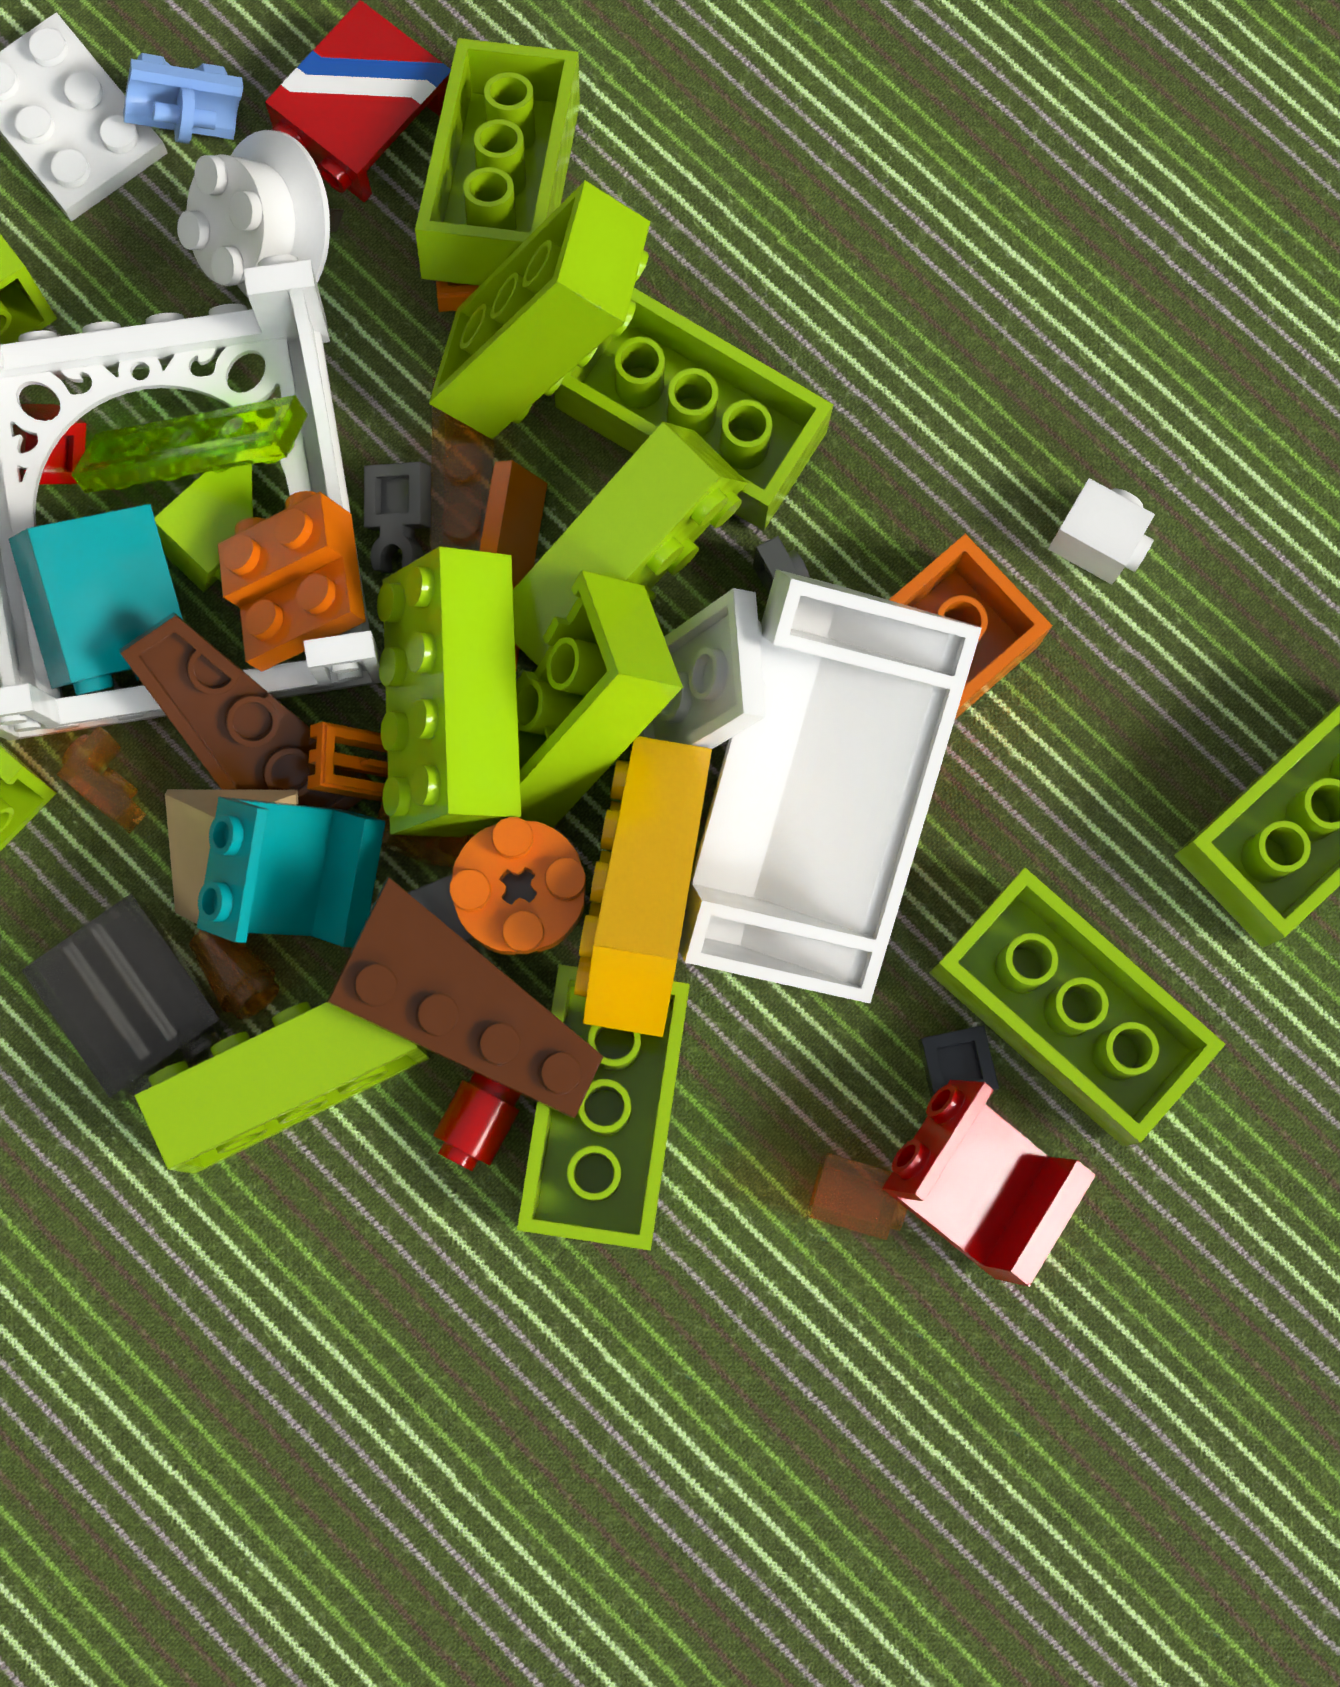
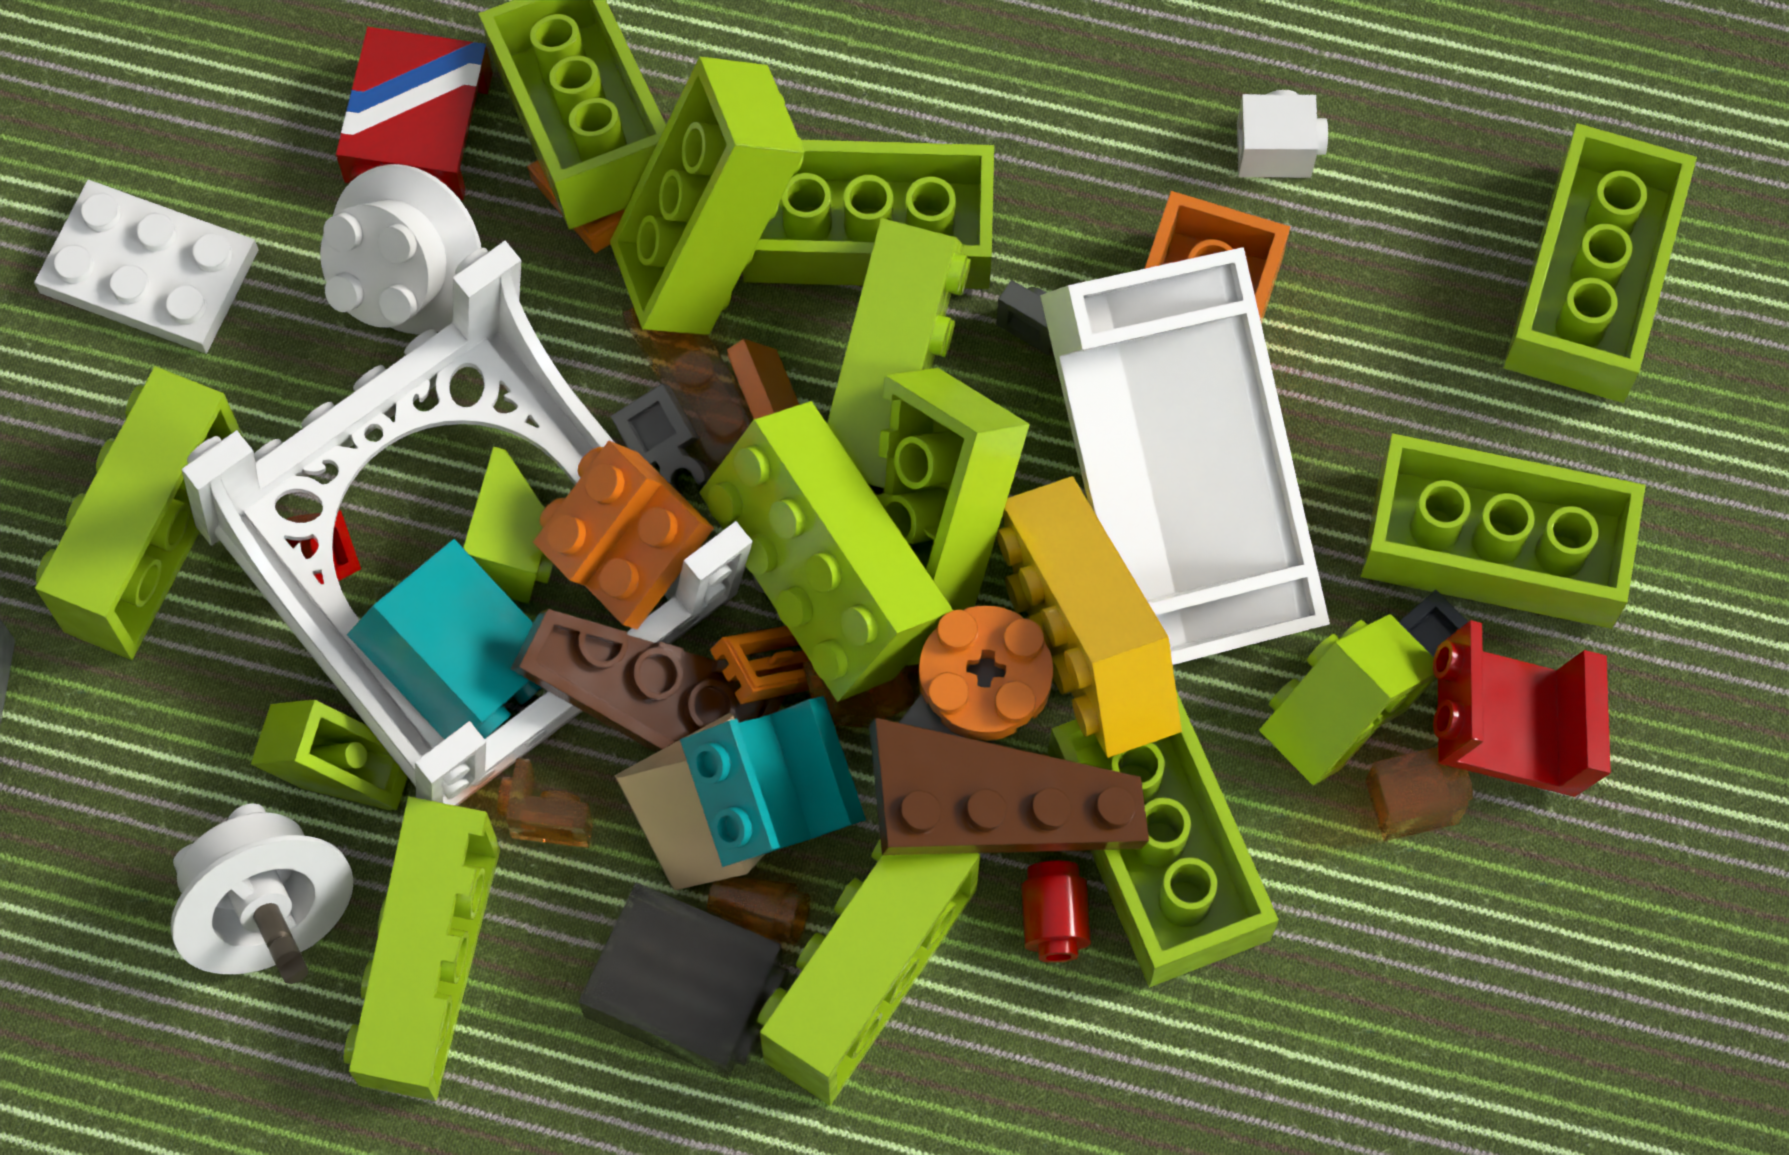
camera: 25 degrees left, 10 degrees down
(182, 98) = (255, 192): light blue hips -> none
(191, 445) = (454, 473): clear neon green plate -> none
(719, 673) = (1050, 395): white plate -> none
(844, 1077) = (1347, 695): none -> lime brick

